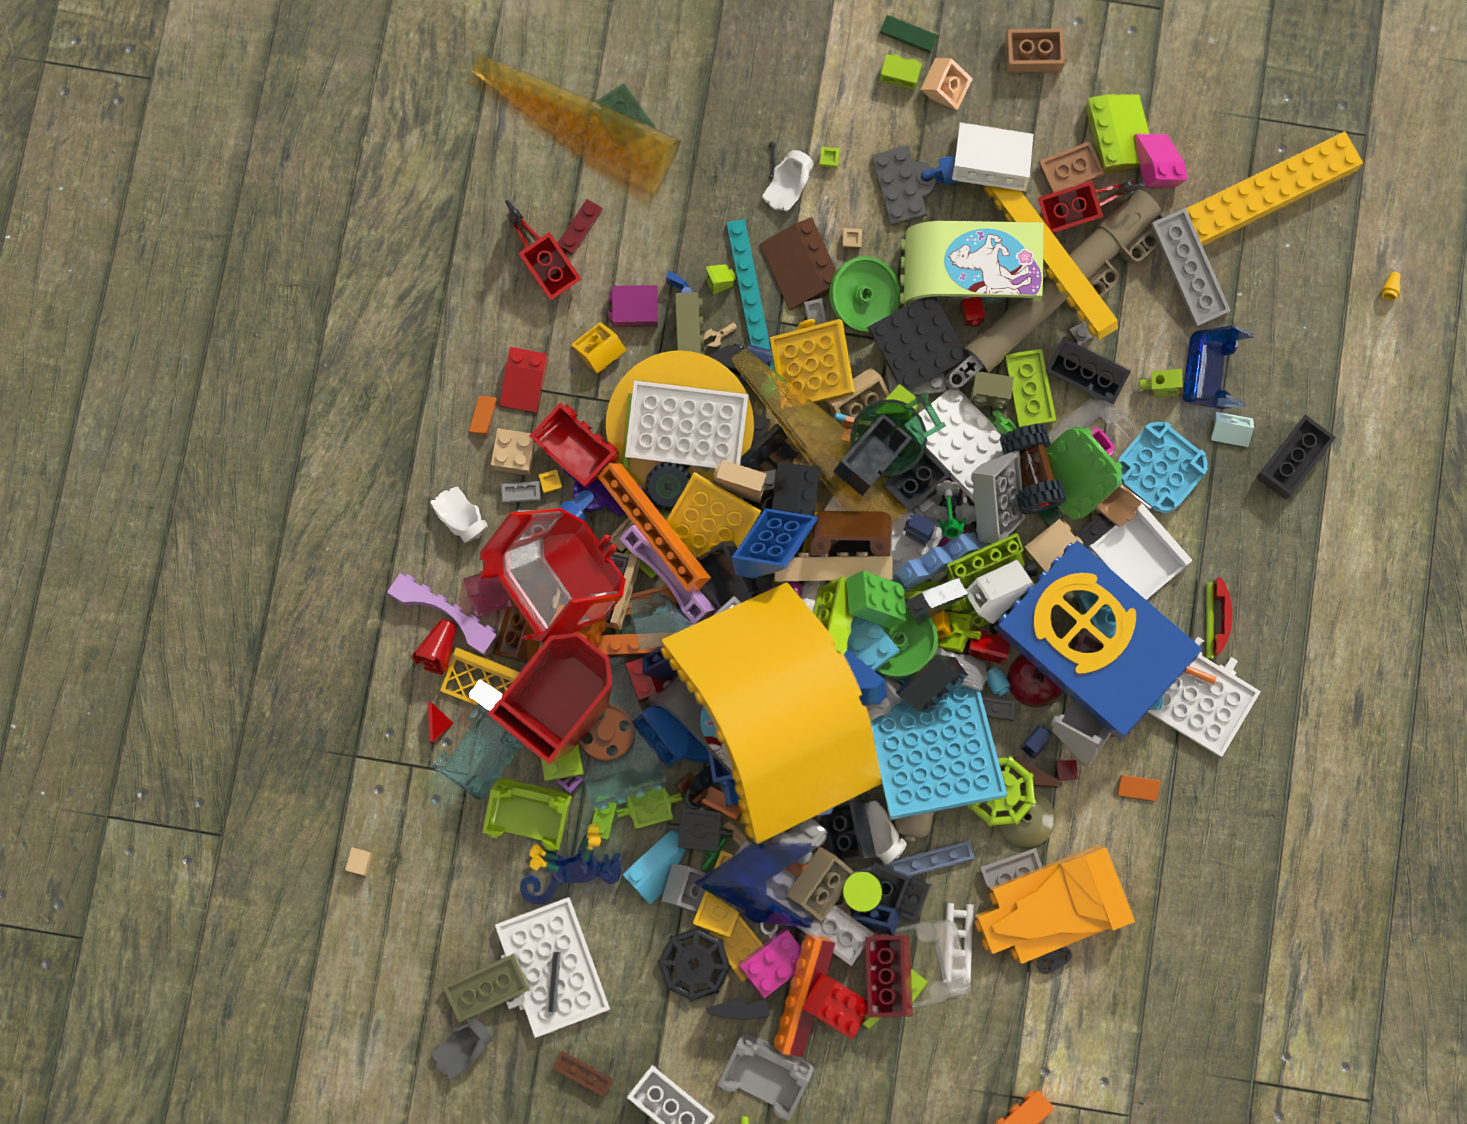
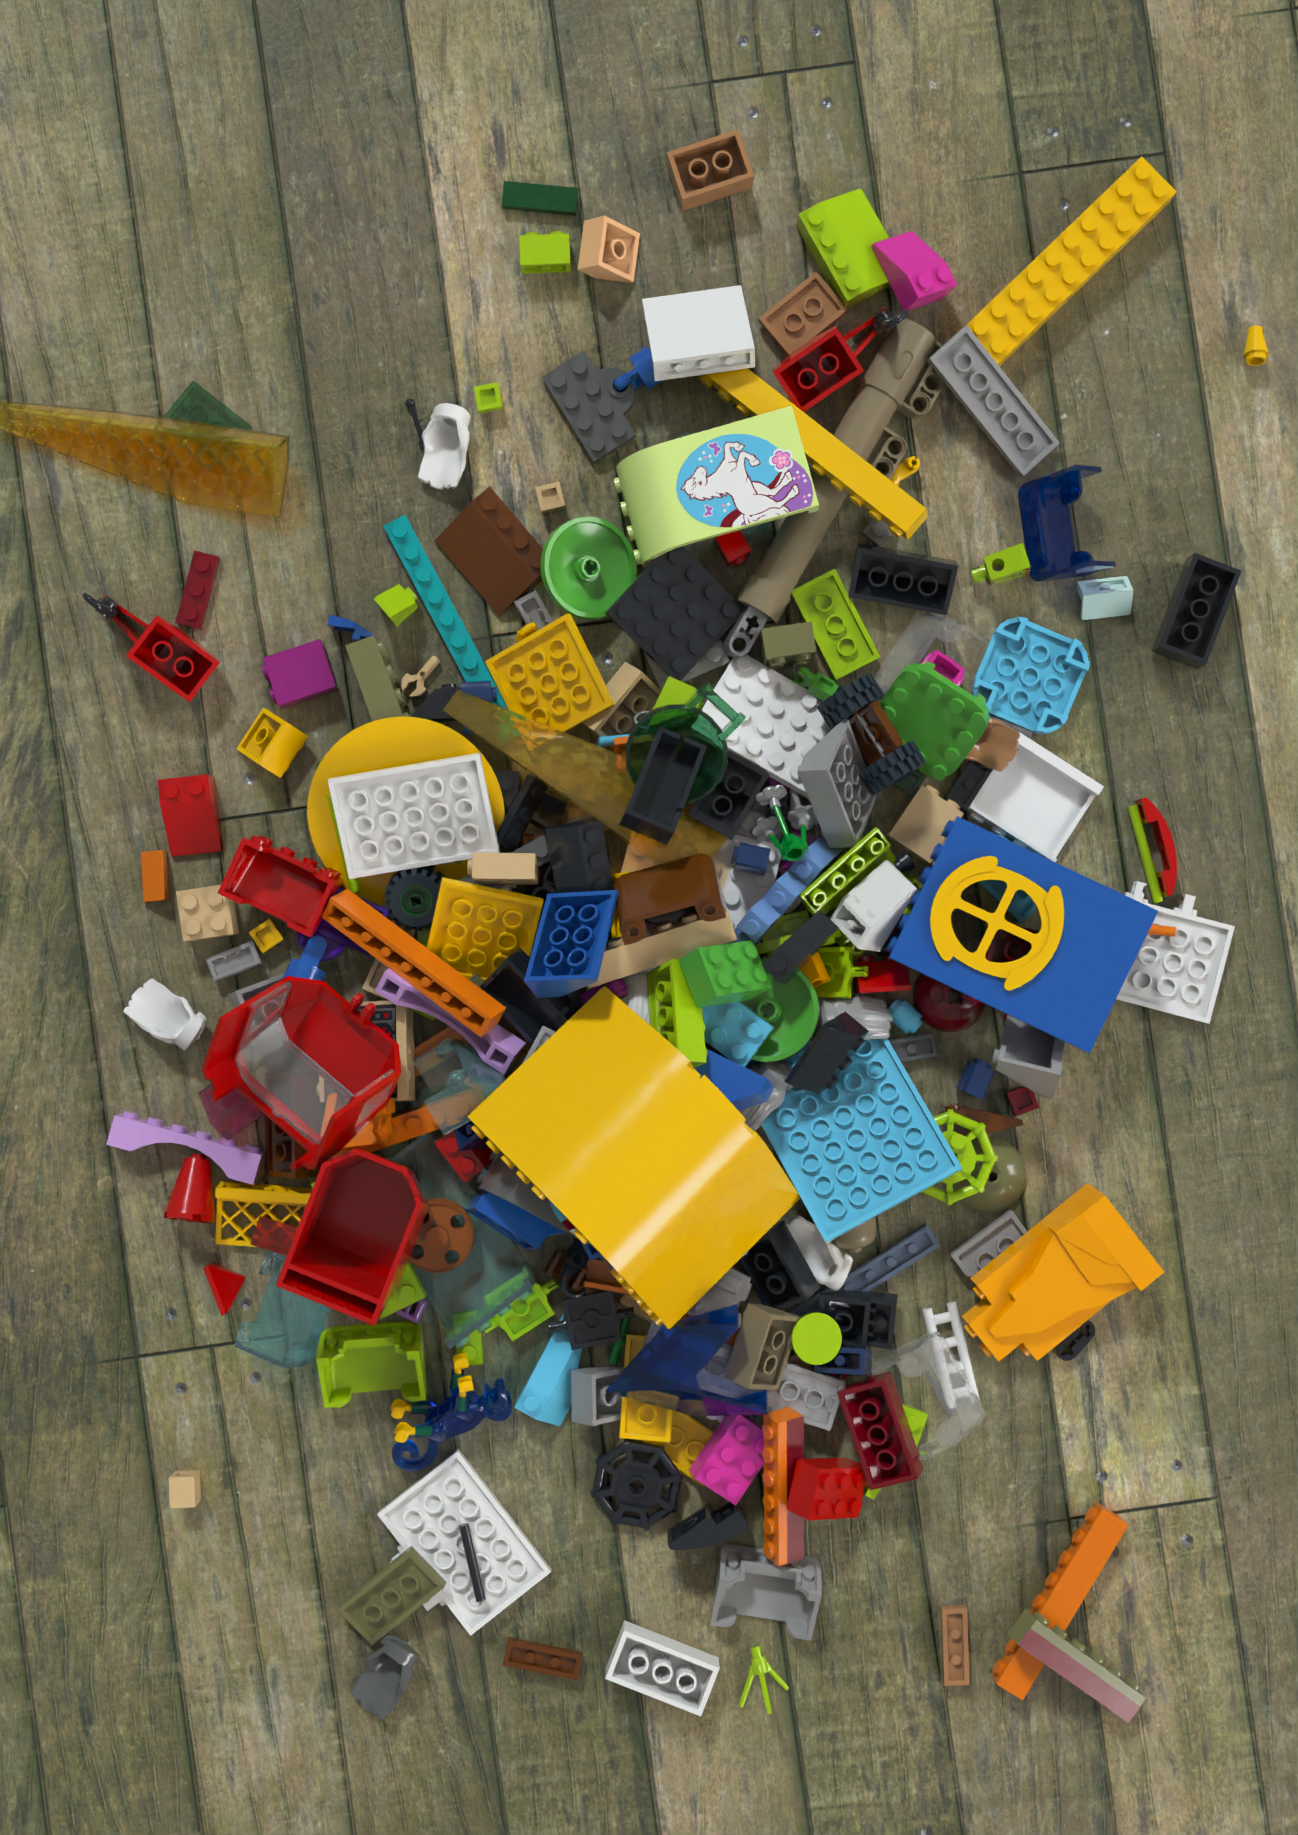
camera: 20 degrees left, 10 degrees up
(1113, 295) = (905, 469): none -> yellow arm
(1138, 788) = (1116, 1093): orange slope -> none

